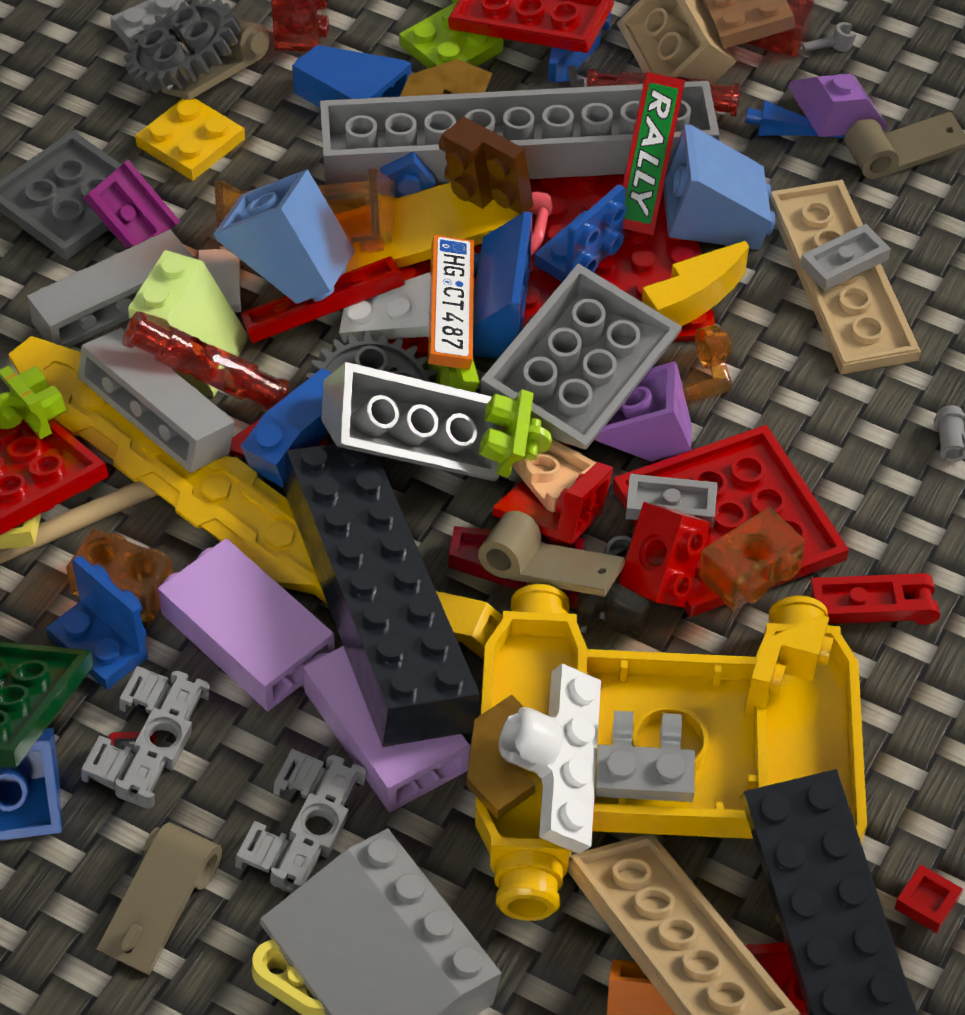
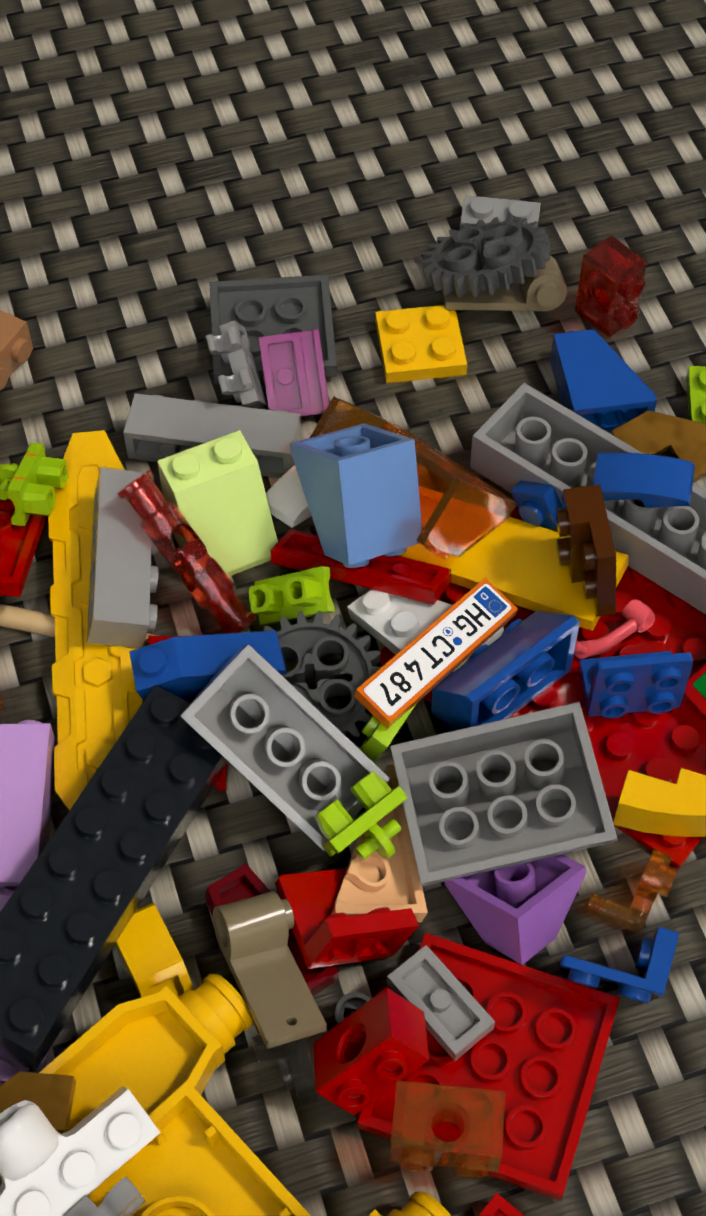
camera: 45 degrees right, 5 degrees up
(75, 214) = (236, 350): none -> light grey plate
(299, 345) = (291, 593): none -> lime hips
(477, 100) = (648, 477): none -> blue slope
(771, 390) = (653, 957): none -> blue bracket

